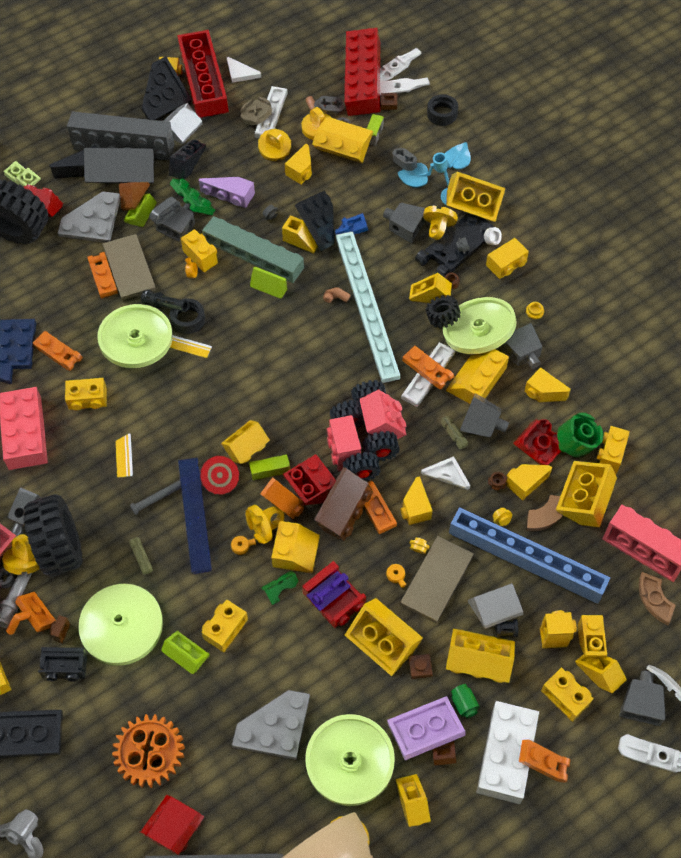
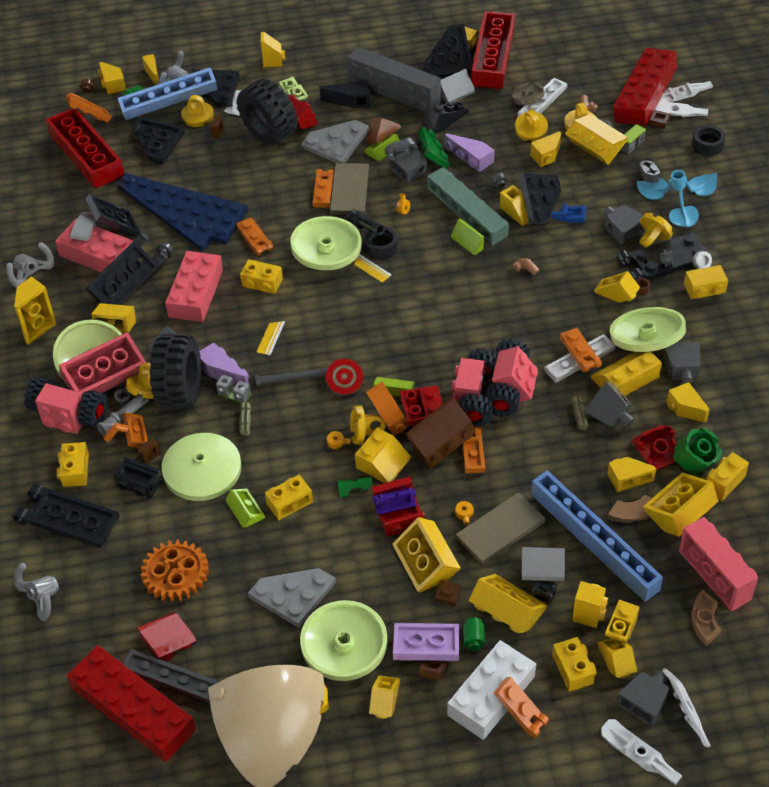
camera: 25 degrees right, 10 degrees down
(92, 508) = (217, 363): none -> lavender slope
(107, 530) = (239, 393): none -> flat silver piece
(118, 165) = (379, 102): dark grey tile -> none
(194, 516) = (306, 402): clear blue tile -> none
(199, 250) = (417, 192): yellow brick -> none
(241, 72) = (530, 58): white tile -> none
(245, 442) = (380, 357): yellow brick -> none
(329, 101) = (599, 104): dark grey beam -> none
(368, 308) = (549, 285): light aqua plate -> none
(416, 504) = (511, 459): yellow slope -> none
(419, 545) = (497, 494): yellow plate -> none
(437, 316) = (619, 308): black tyre -> none
(448, 472) = (556, 444): white tile -> none
(474, 196) = (699, 219): yellow slope -> none
(497, 476) = (602, 463): reddish brown plate -> none
(502, 517) = (588, 496): yellow plate -> none
(535, 310) = (712, 335): yellow plate -> none

